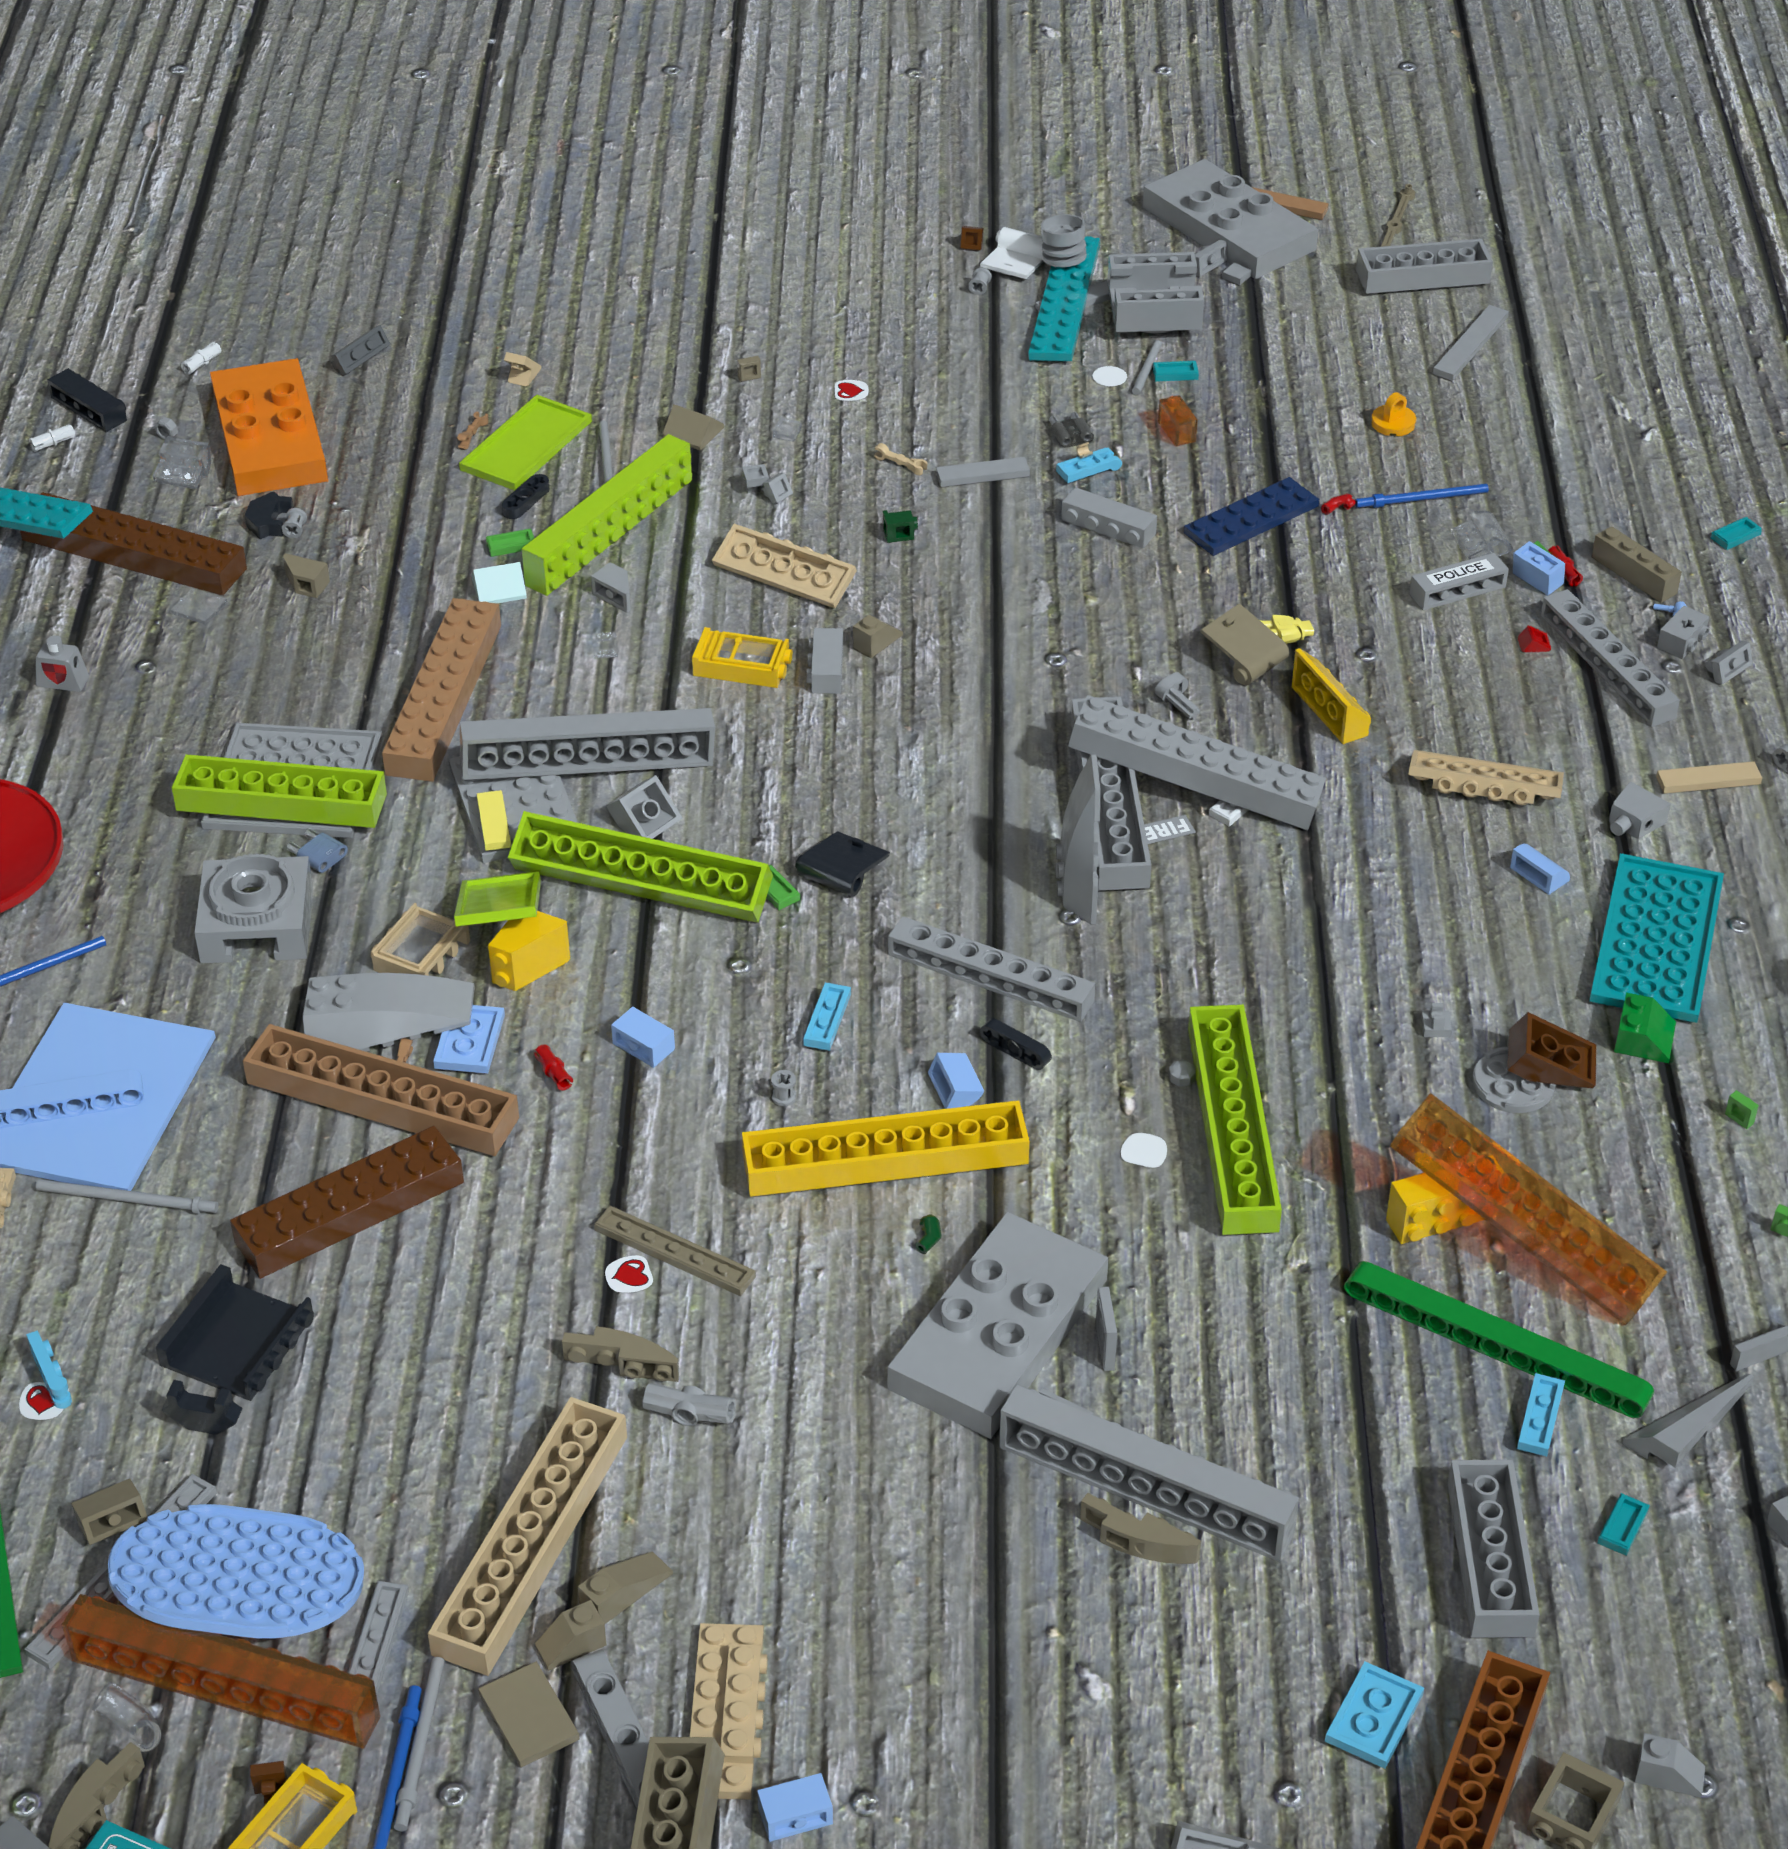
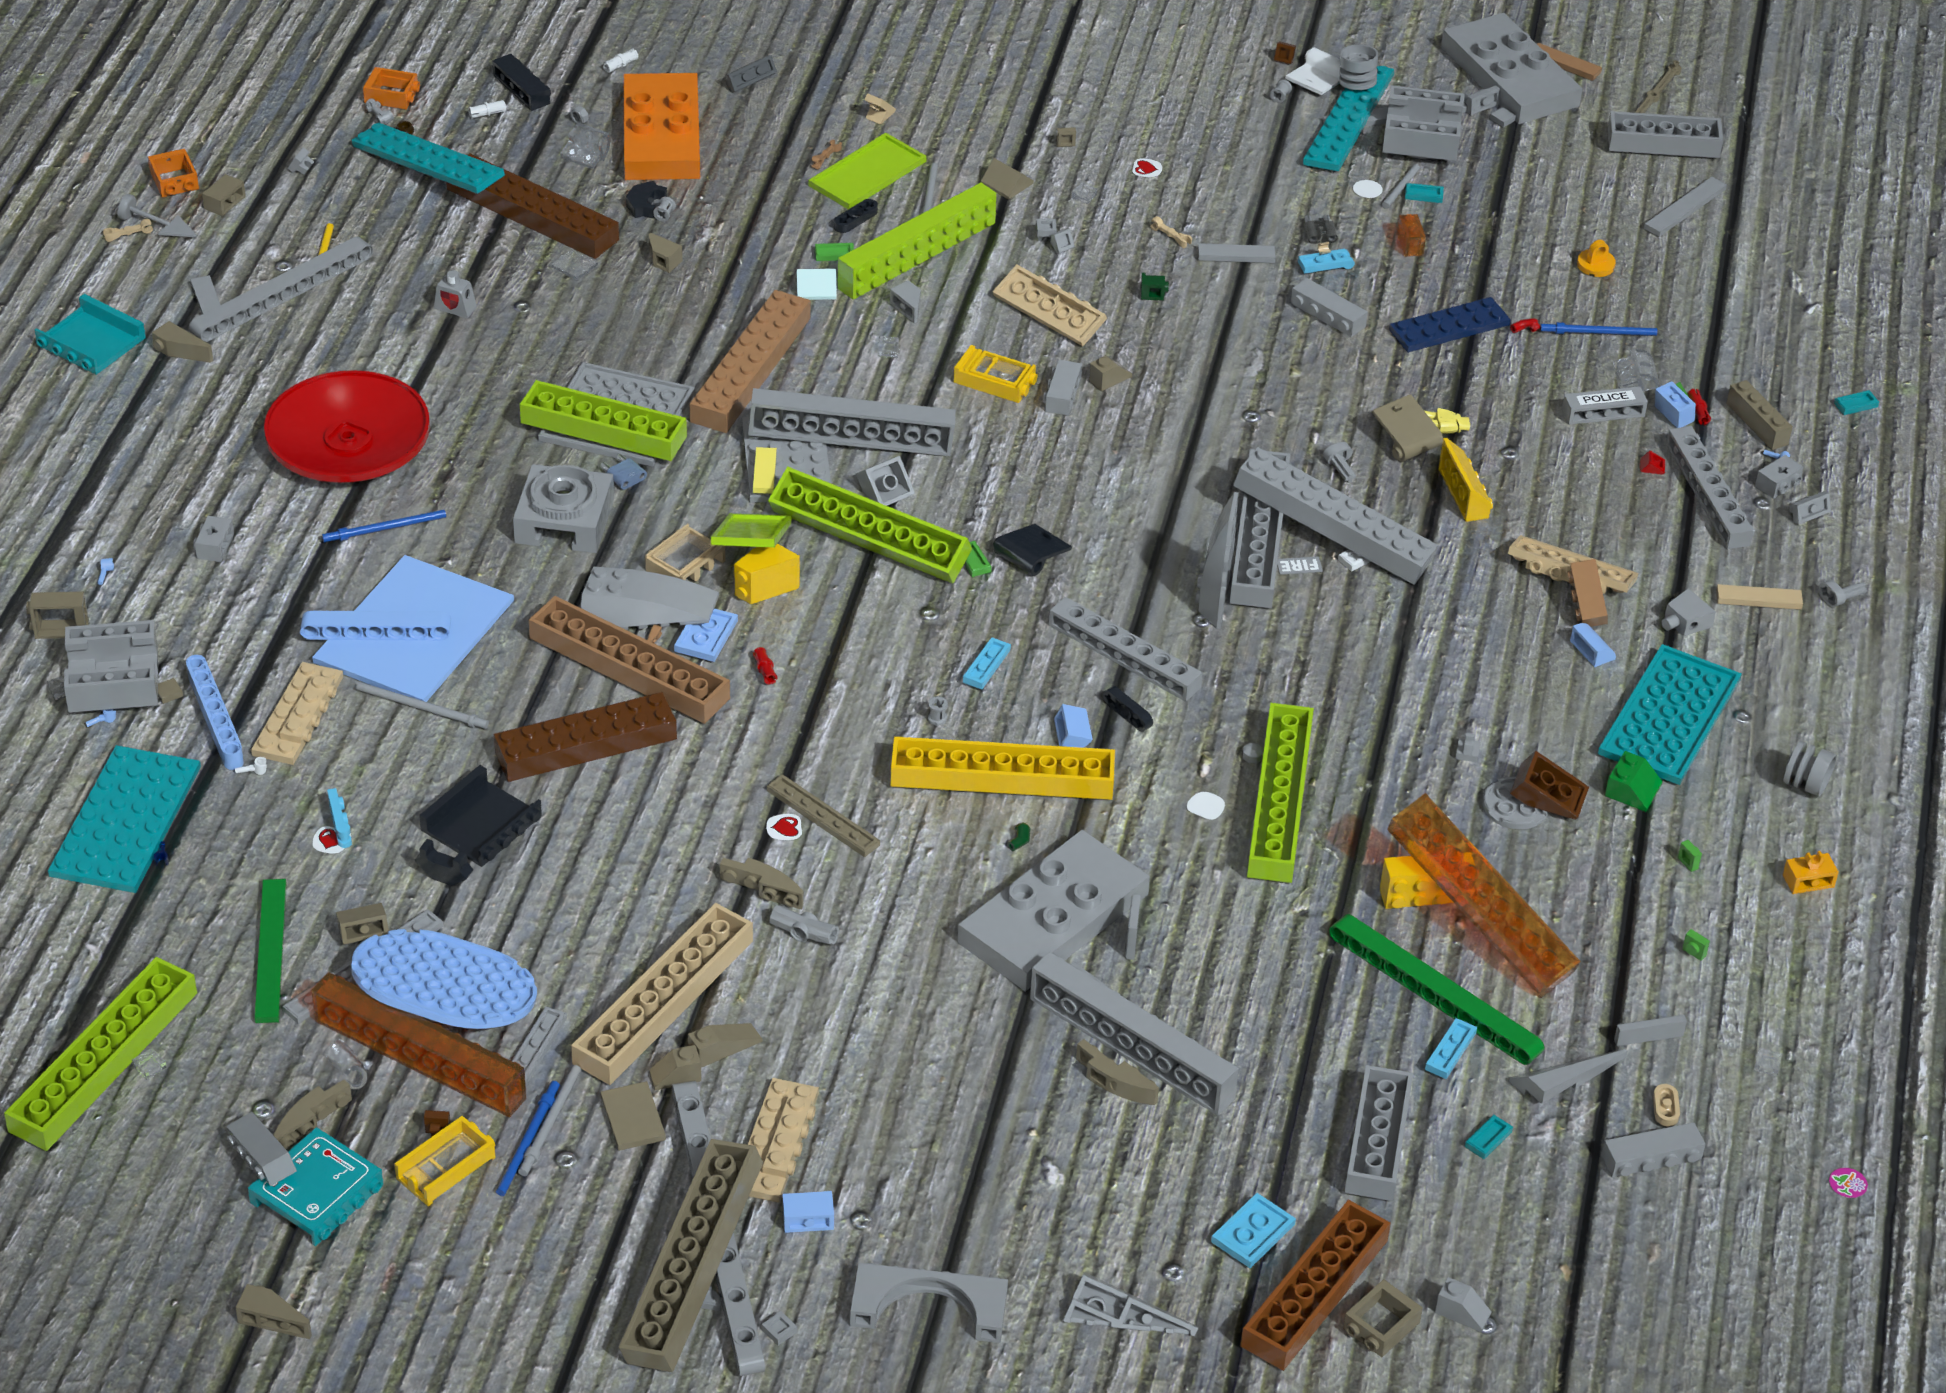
camera: 10 degrees right, 0 degrees up
(643, 1037) = (839, 654): light blue panel -> none
(1518, 806) = (1587, 593): none -> medium nougat brick

